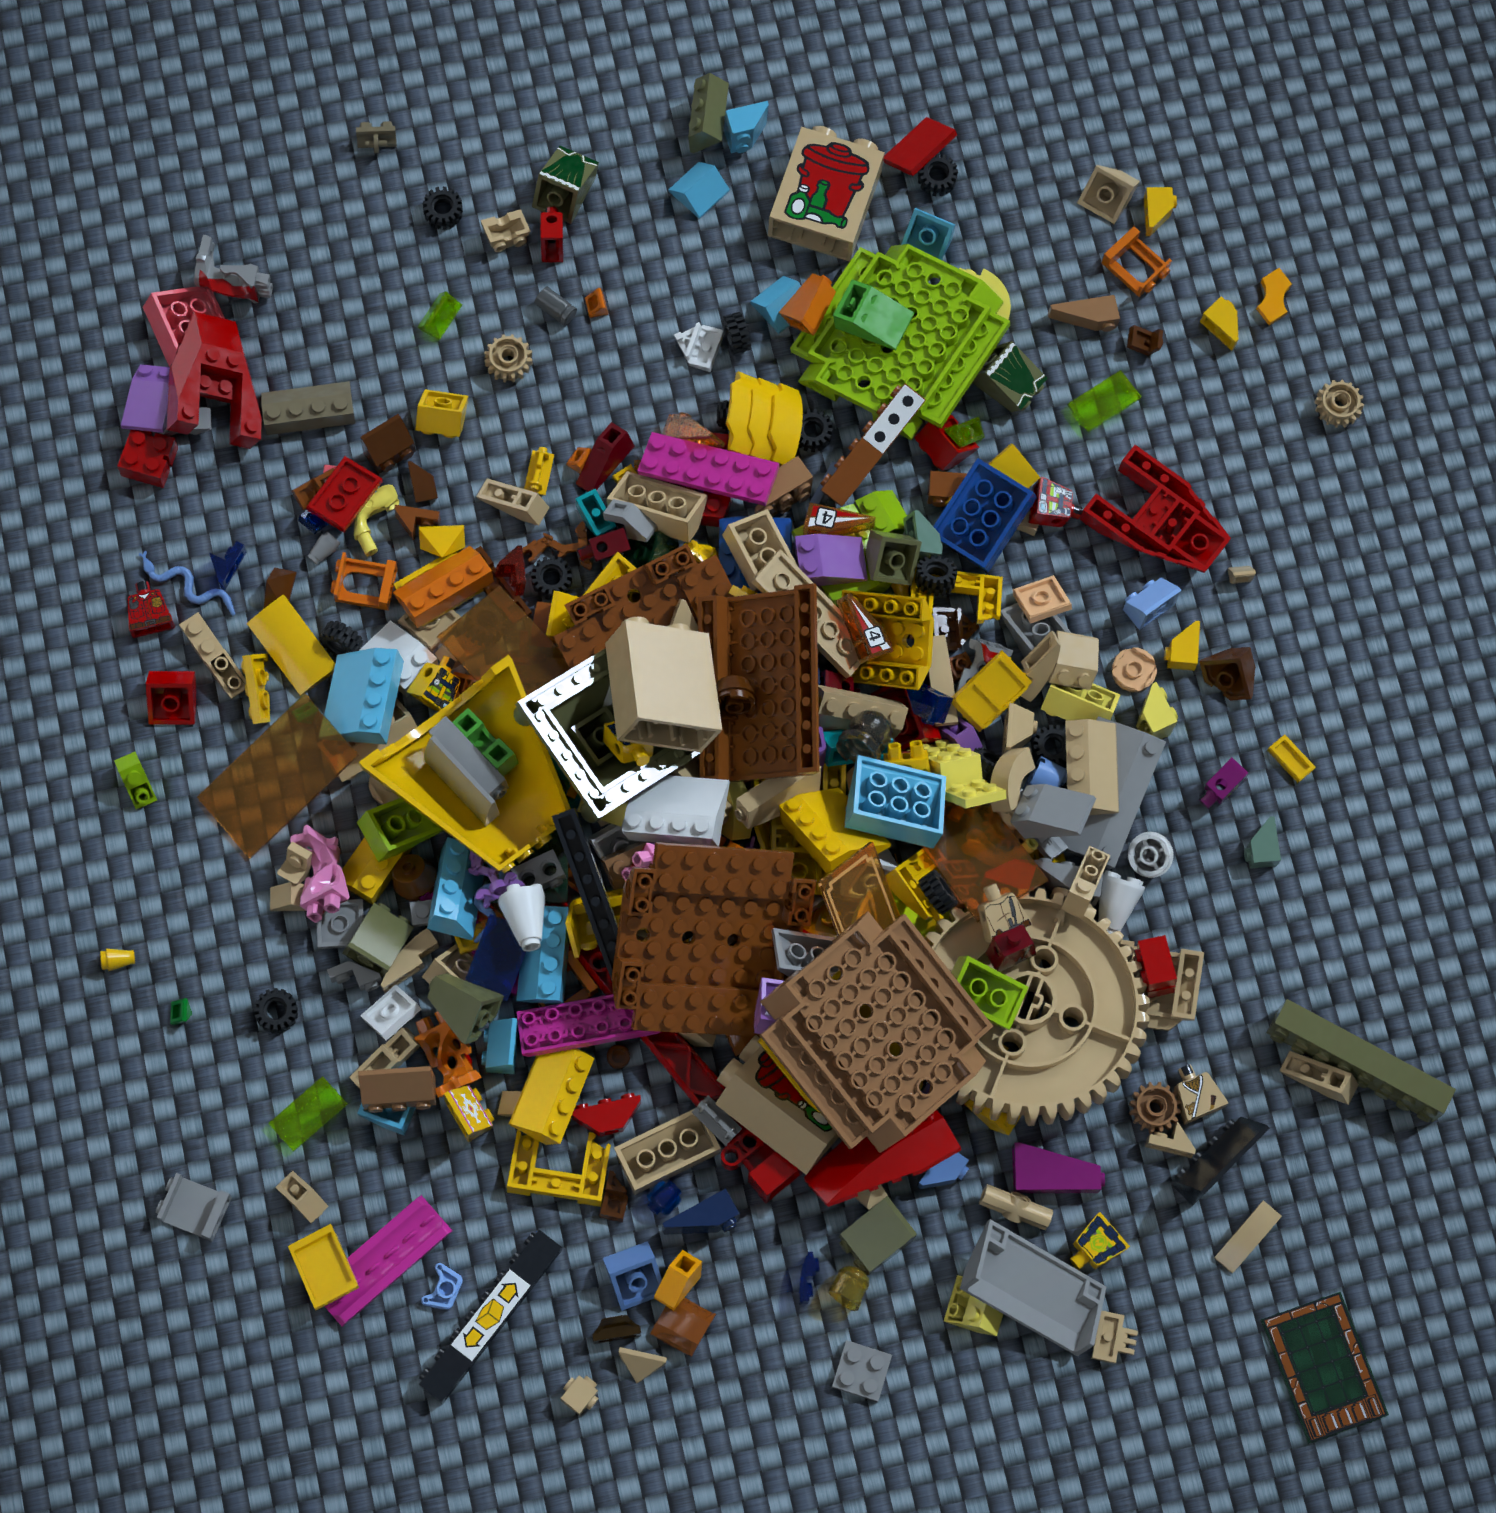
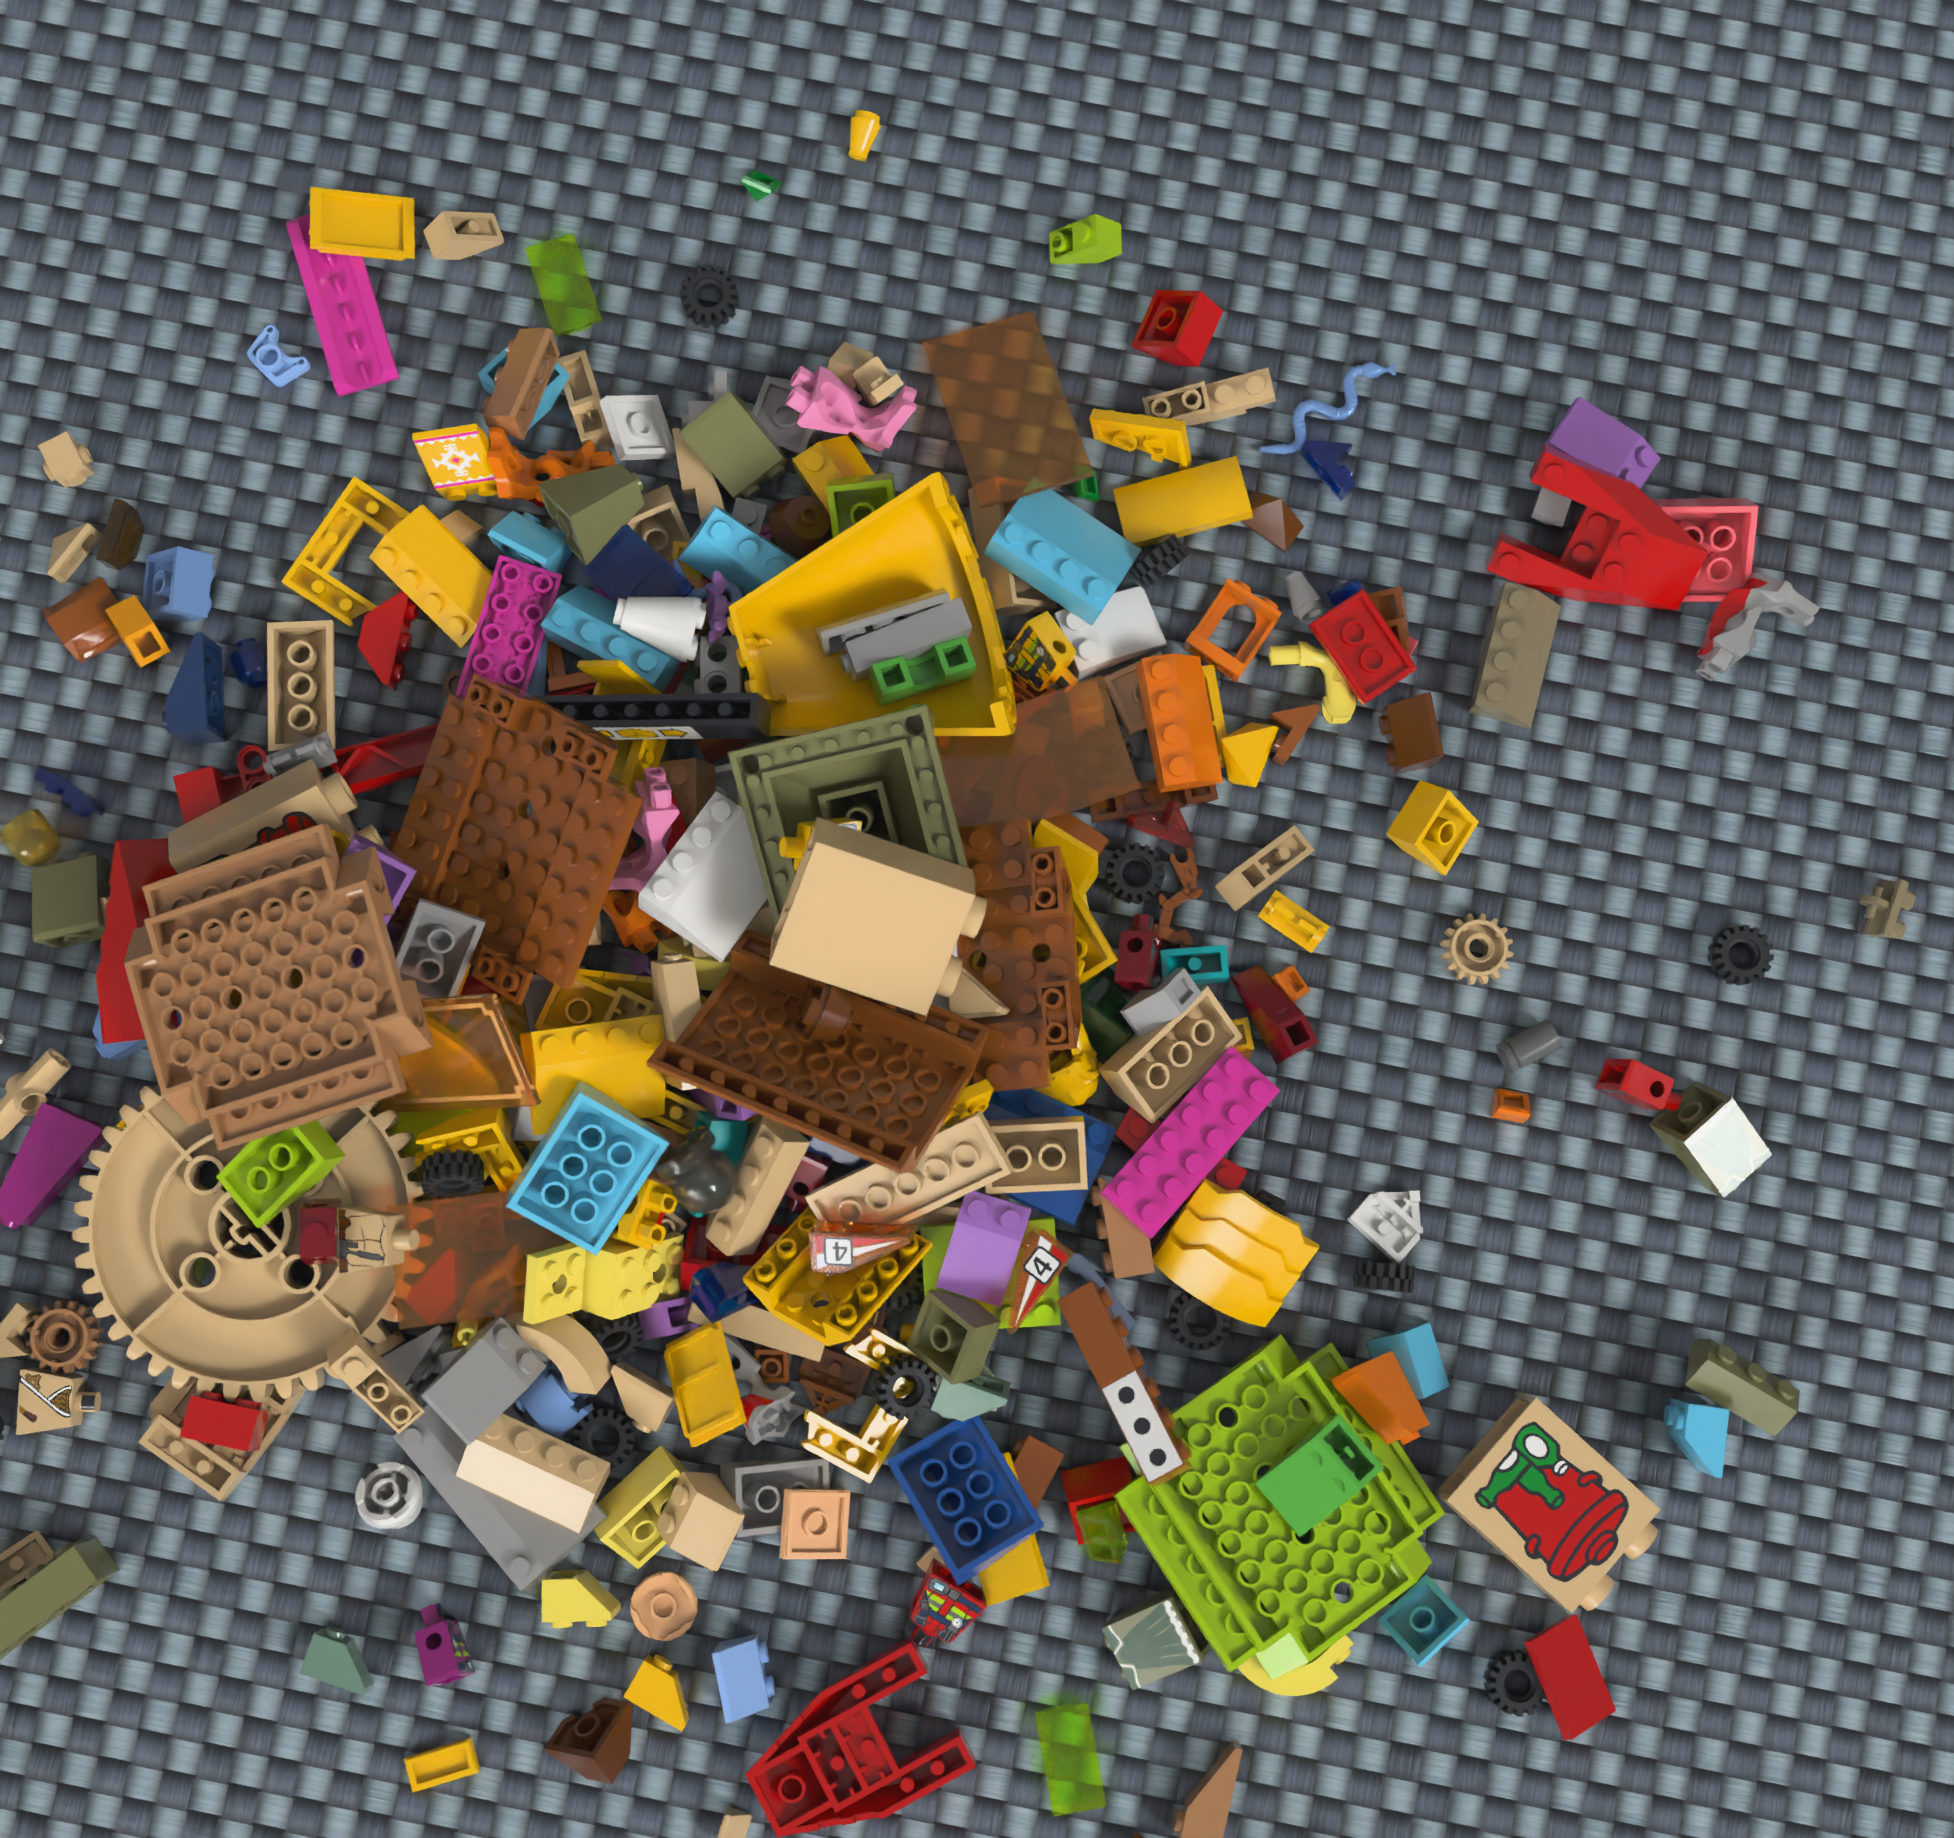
camera: 120 degrees right, 10 degrees up
(144, 457) = (1525, 415): red piece -> none
(148, 611) = (1308, 343): torso -> none
(193, 1207) = (513, 109): light grey panel -> none
(422, 483) = (1342, 760): reddish brown slope -> none
(440, 315) = (1579, 886): clear neon green slope -> none
(490, 1316) = (211, 396): black brick -> none
(506, 231) = (1670, 1025): tan cylinder -> none
(614, 1199) = (282, 603): reddish brown slope -> none
(685, 428) = (1261, 1144): clear orange slope -> none
(700, 188) = (1630, 1327): medium azure slope -> none
(885, 508) = (1033, 1359): lime slope -> none
(1040, 664) = (713, 1472): tan slope -> none
(1118, 899) = (351, 1423): white cone -> none

